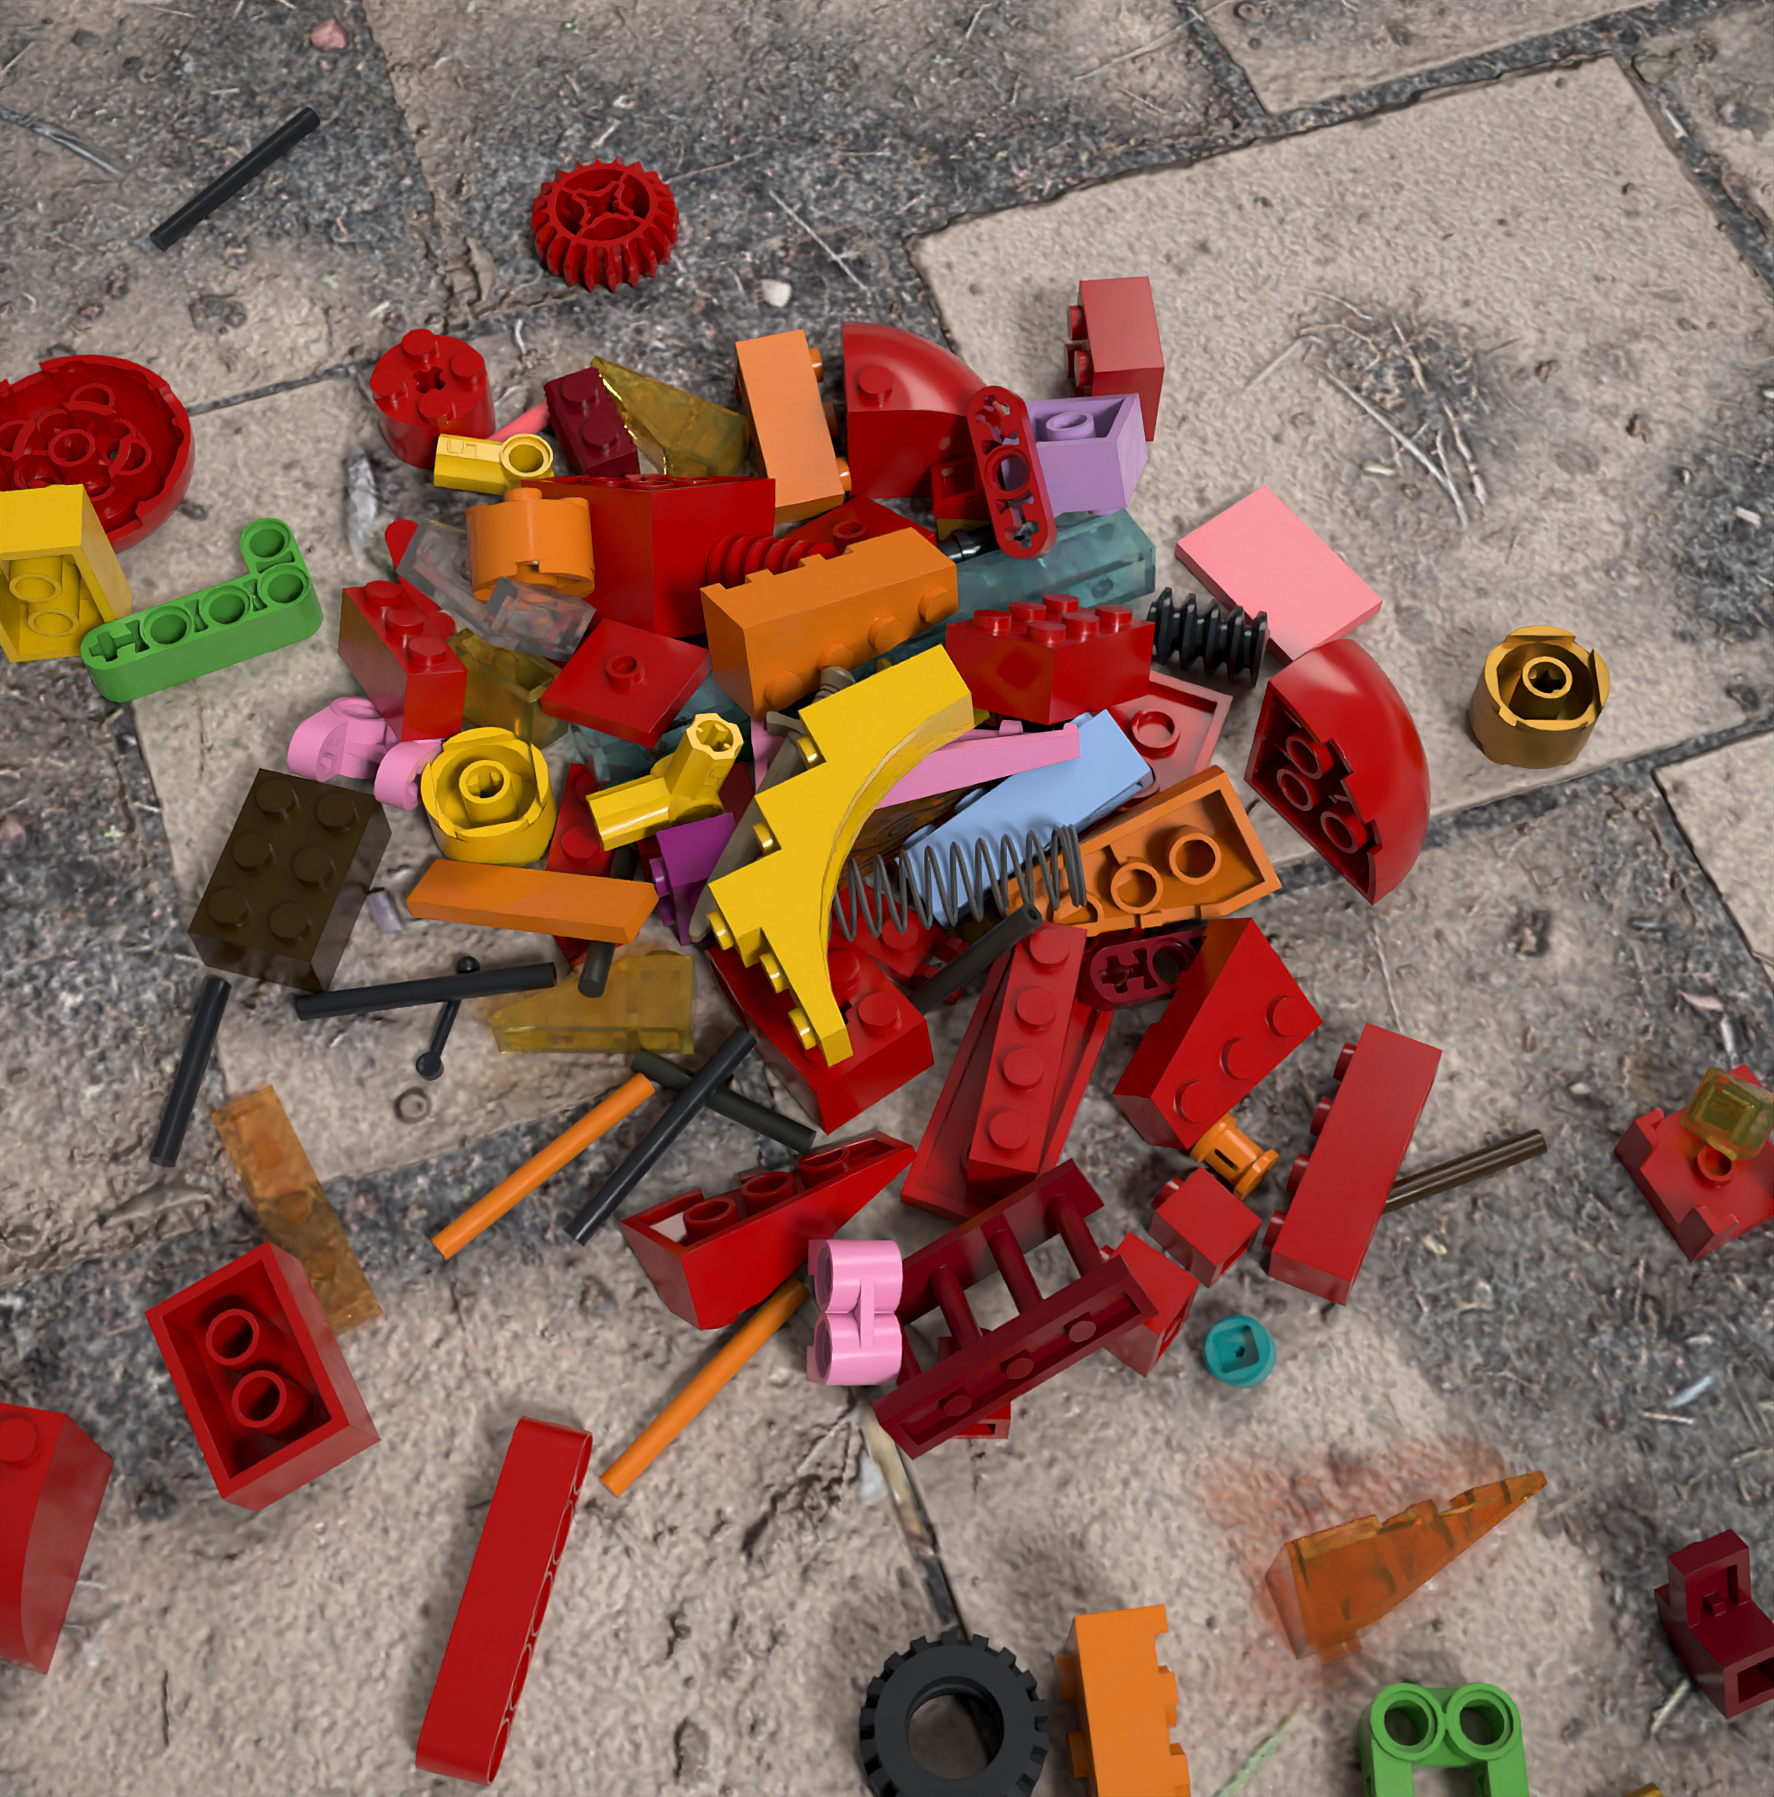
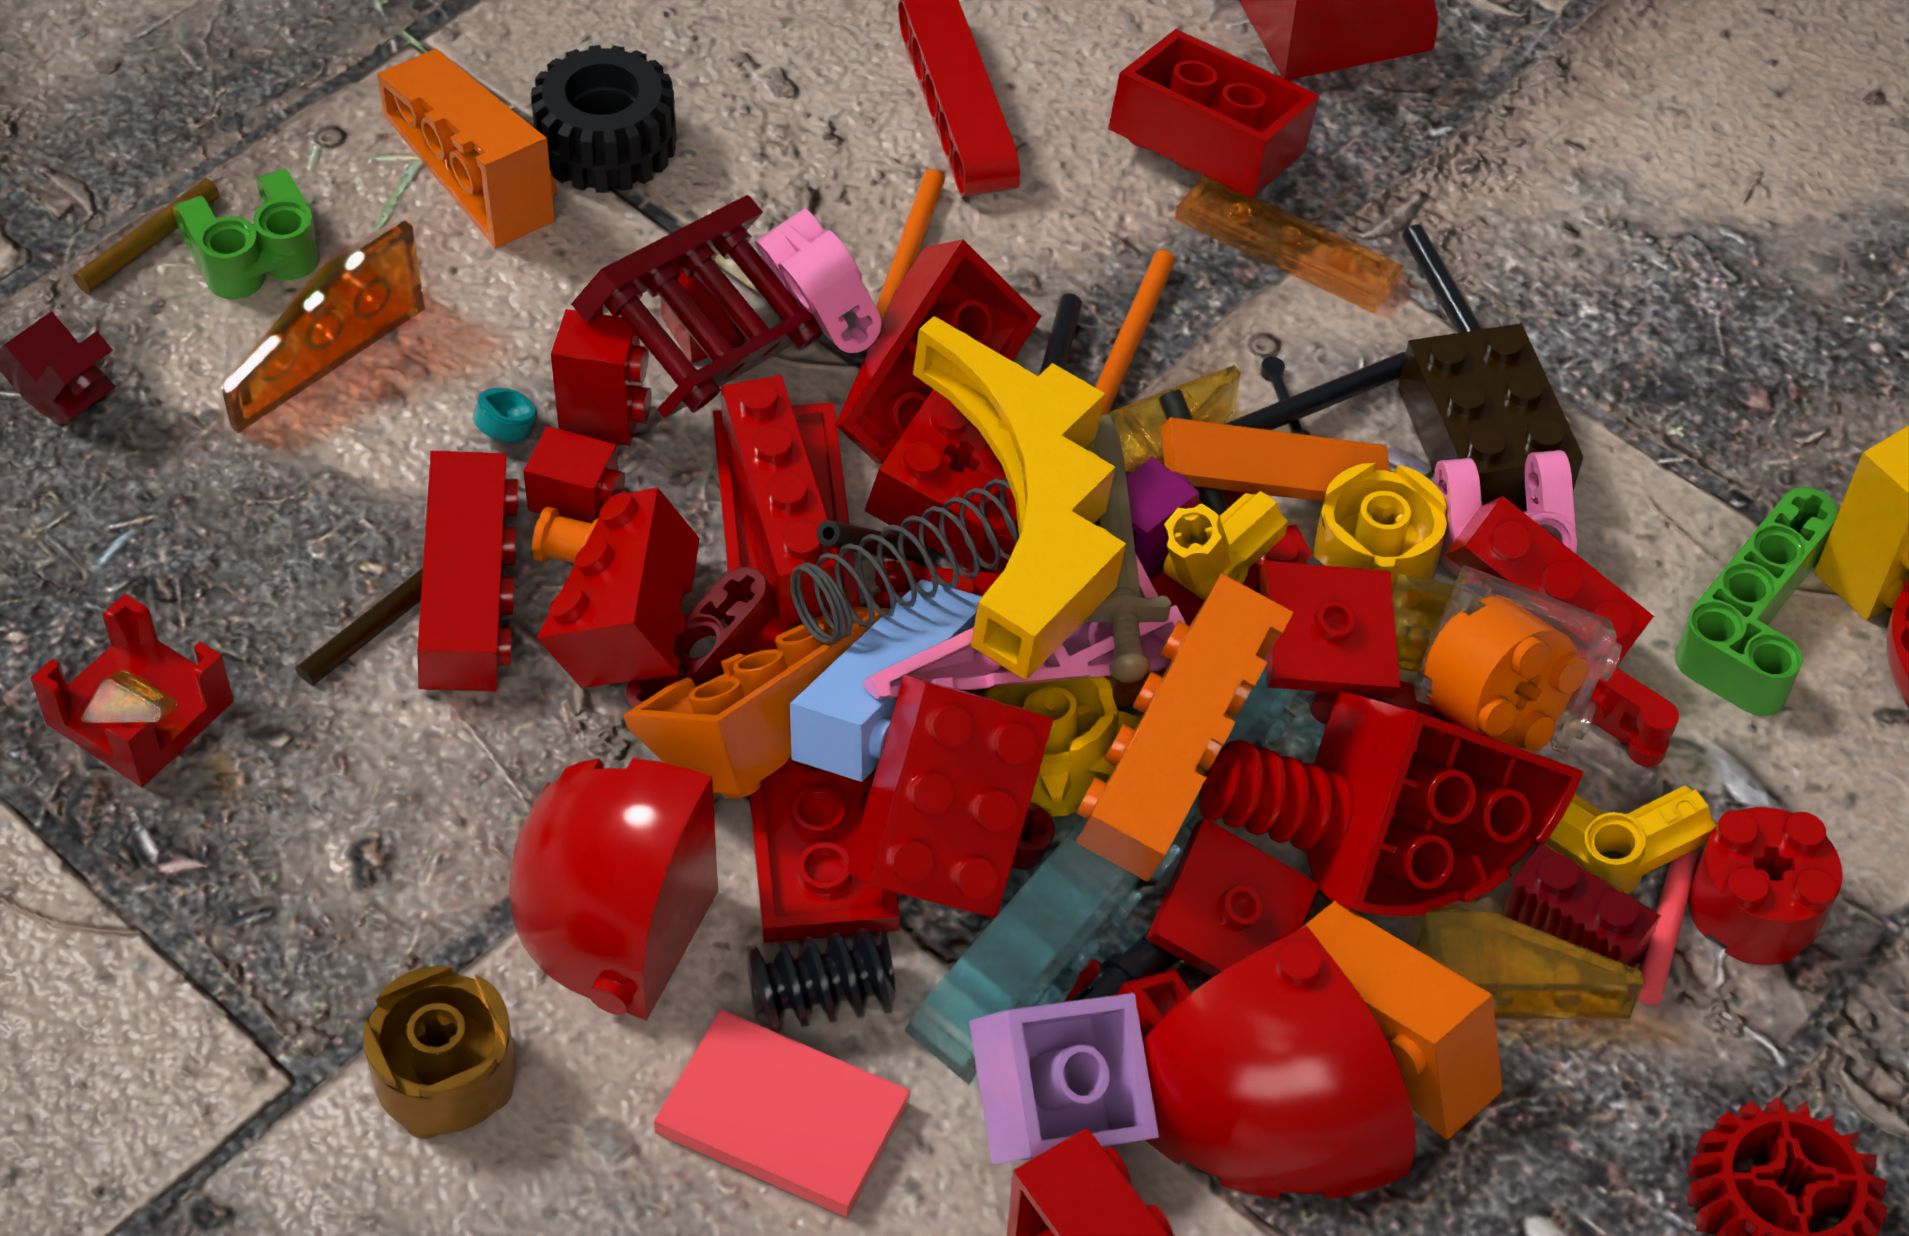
camera: 150 degrees right, 10 degrees down
(1014, 426) = (1104, 966): red beam -> none

